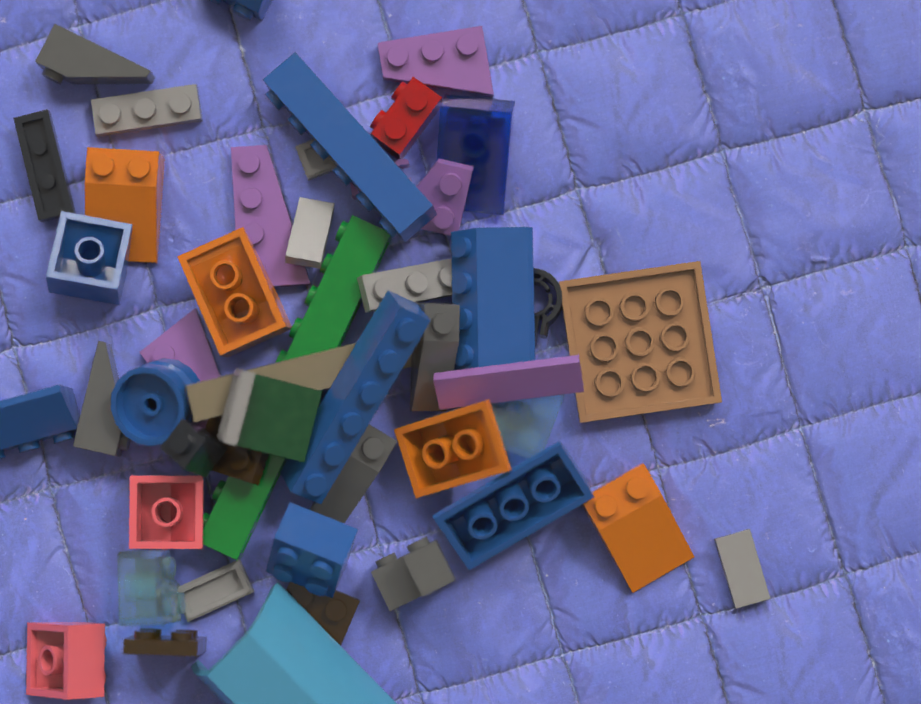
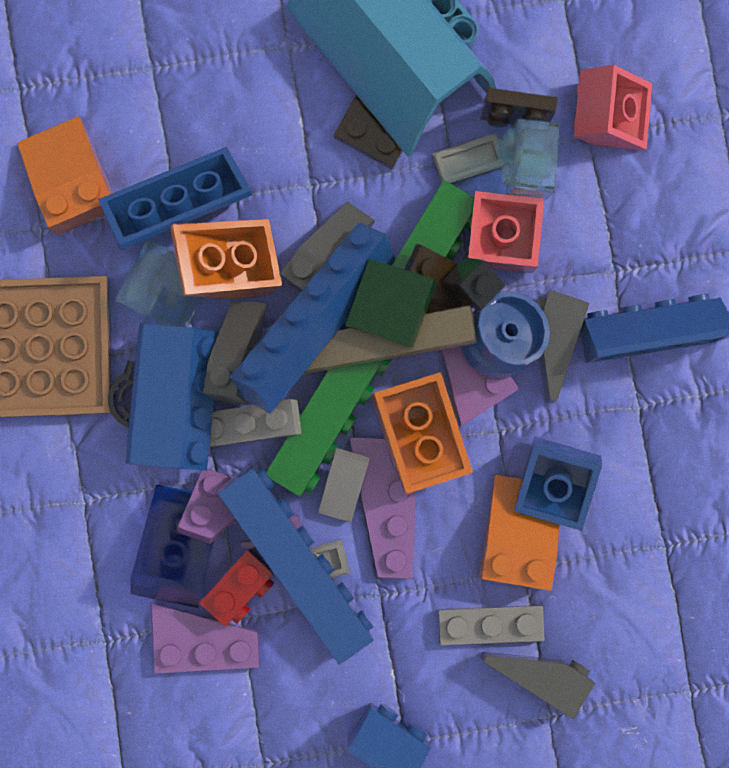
camera: 175 degrees left, 0 degrees up
(44, 165) = (595, 580): black plate -> none
(235, 406) = (427, 314): light grey tile -> none
(310, 550) = (372, 179): blue brick -> none
(413, 574) = (279, 150): dark grey brick -> none
(509, 382) = (164, 315): medium lavender tile -> none

